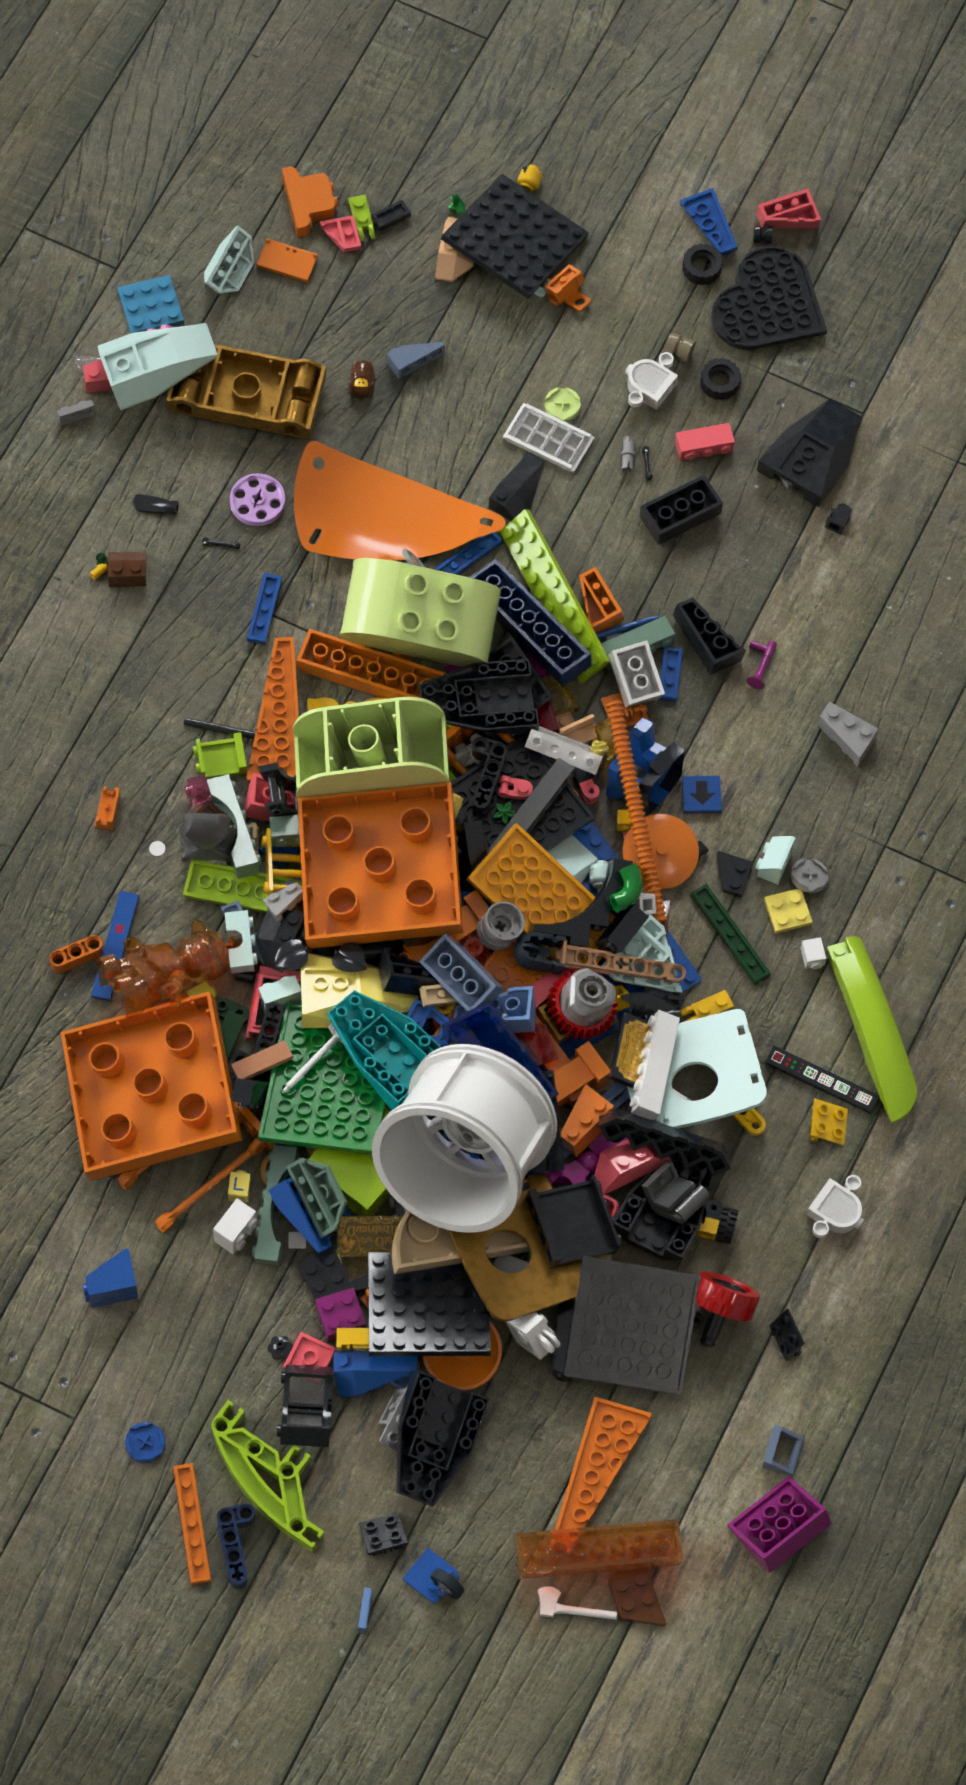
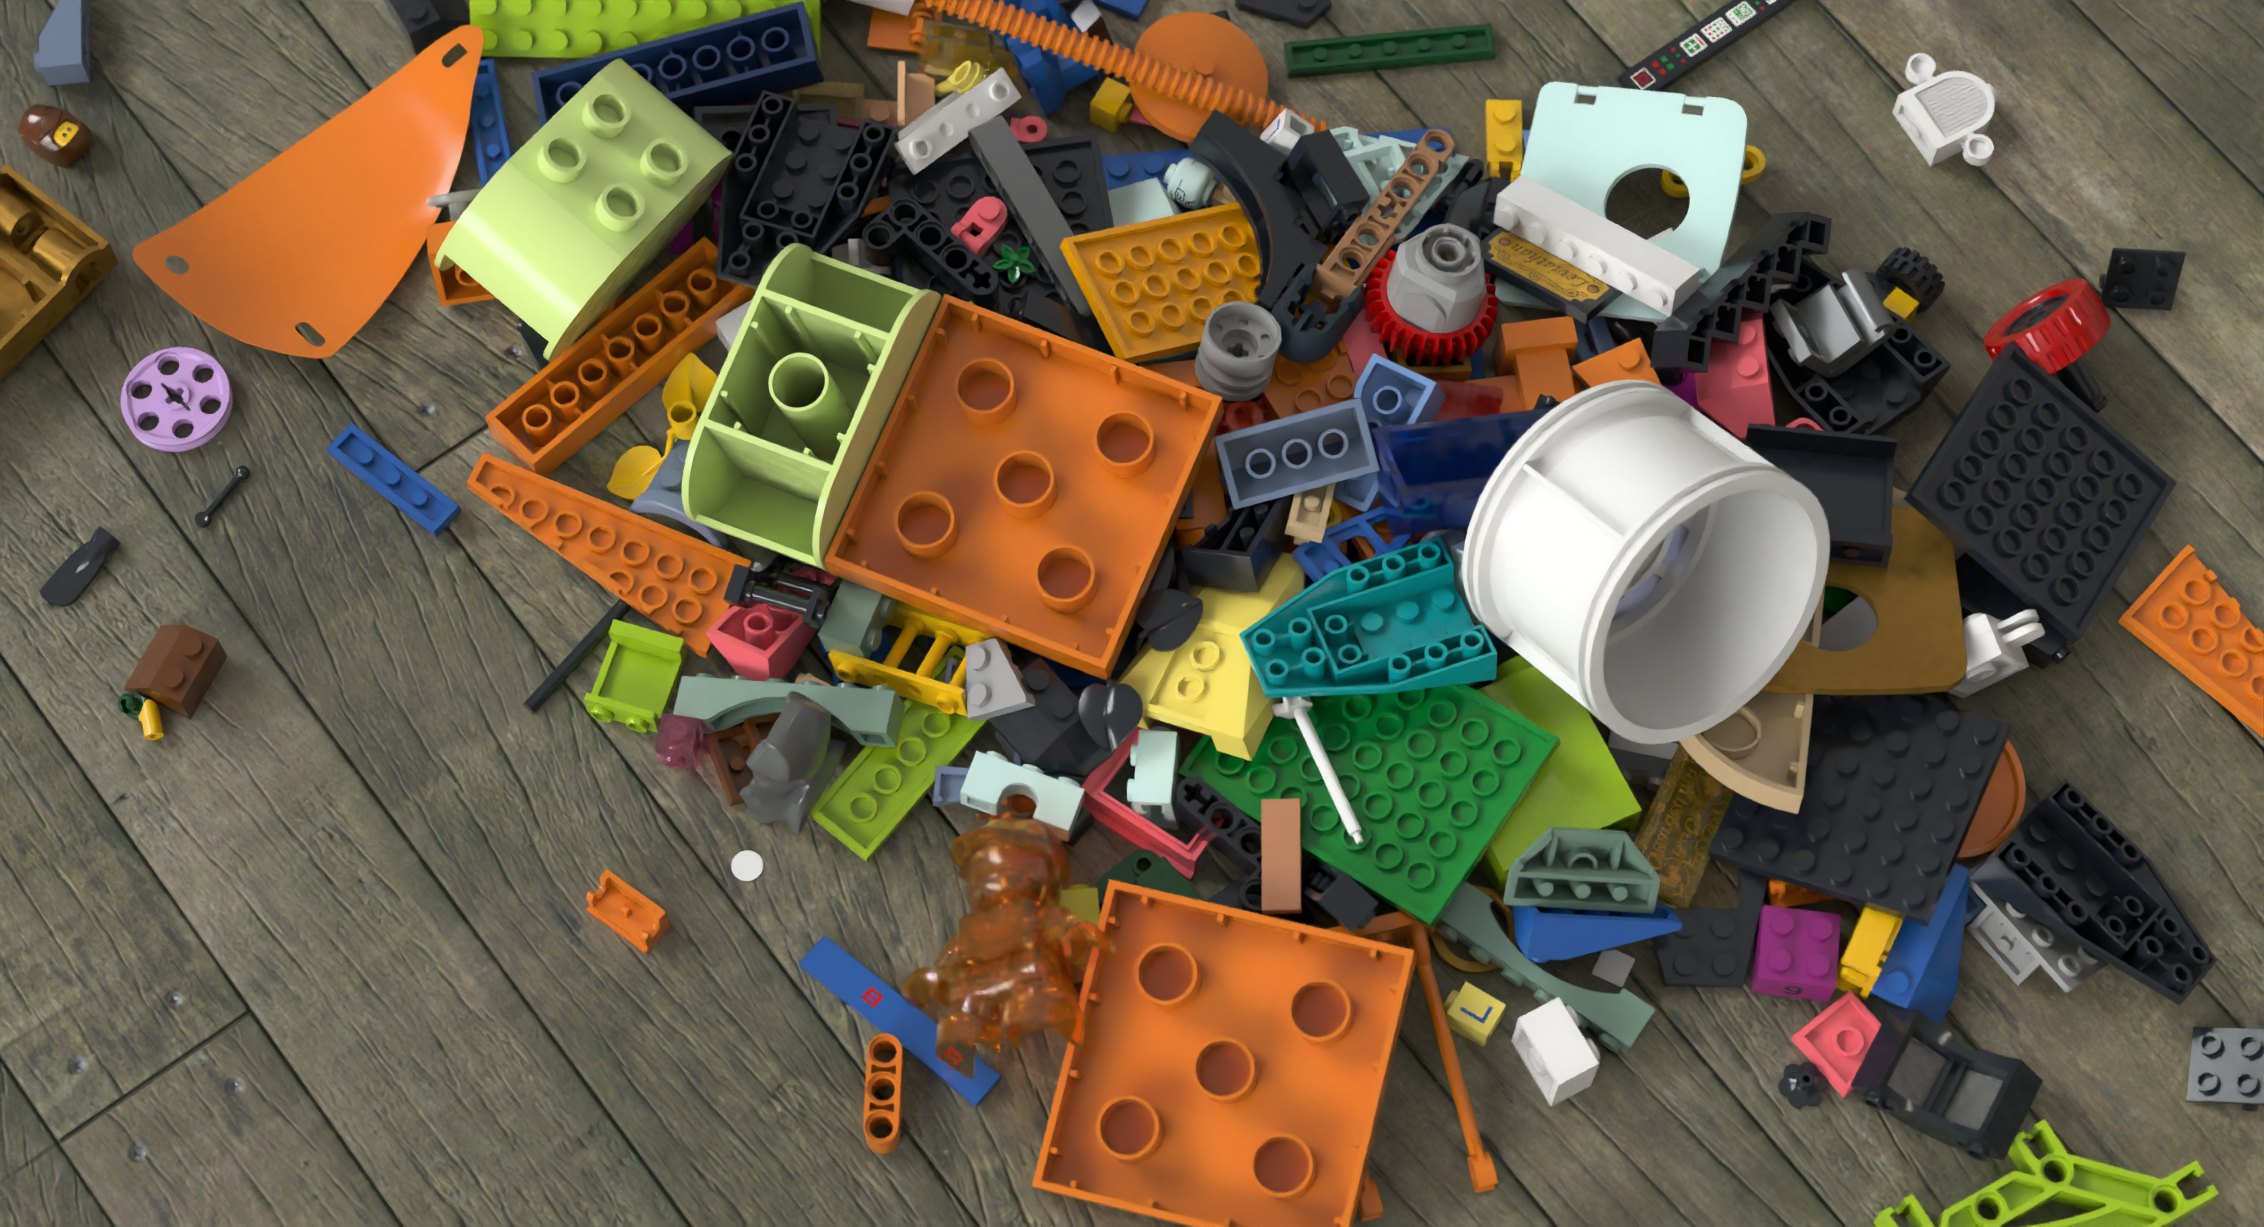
camera: 60 degrees left, 0 degrees up
(631, 888) = (1266, 130): green cylinder -> none
(828, 1122) = (1793, 59): yellow hinge -> none

